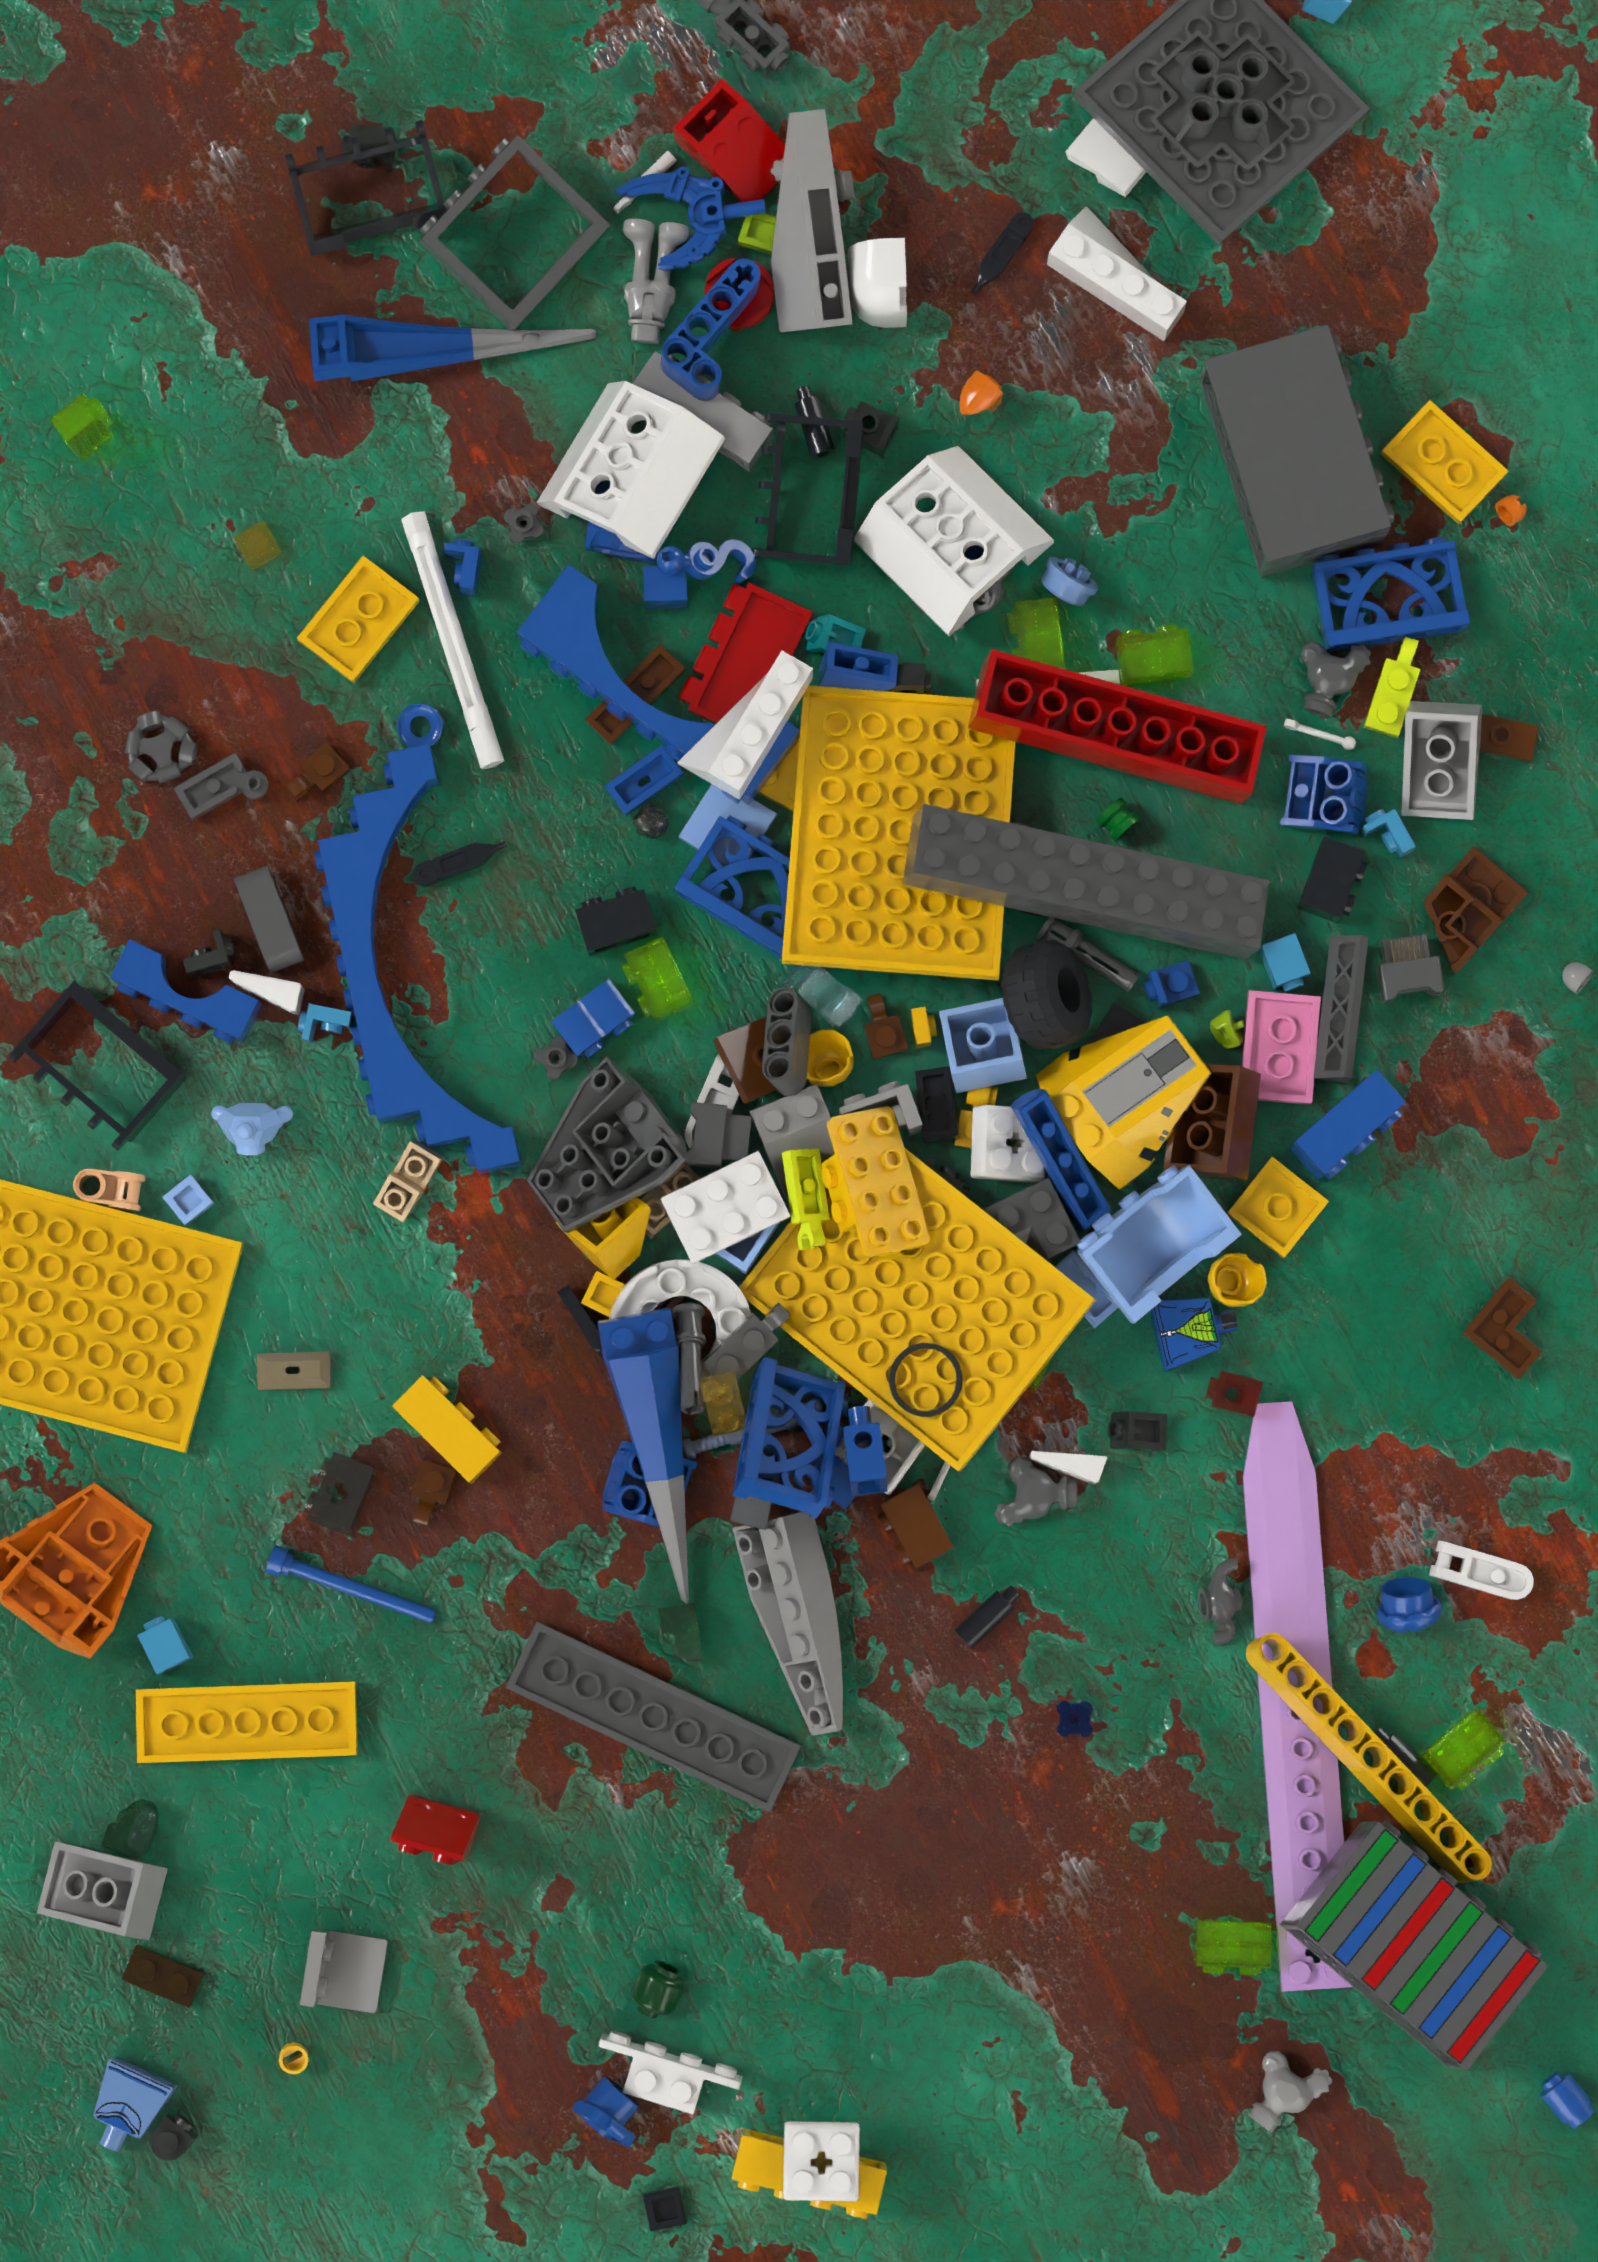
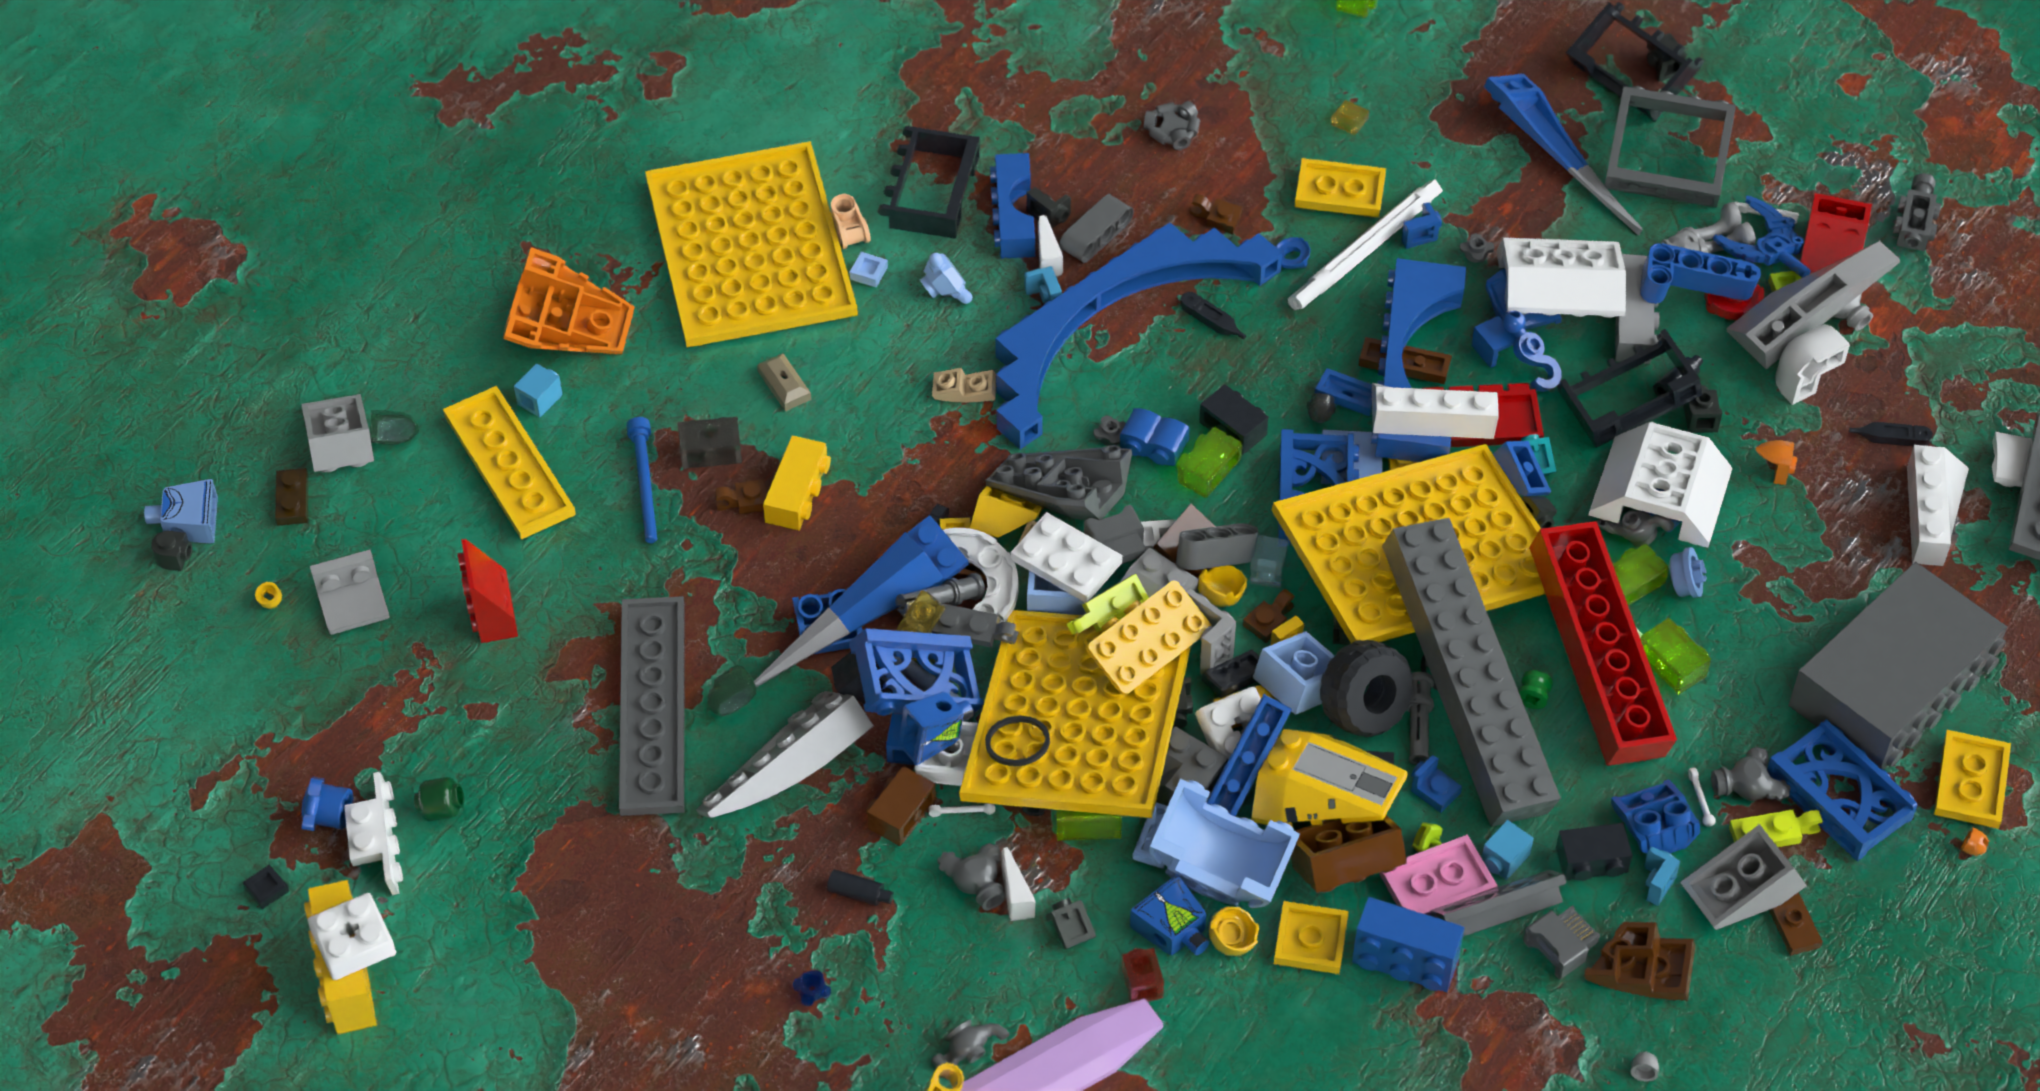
camera: 60 degrees right, 30 degrees down
(220, 785) = (1170, 164): dark grey hinge -> none

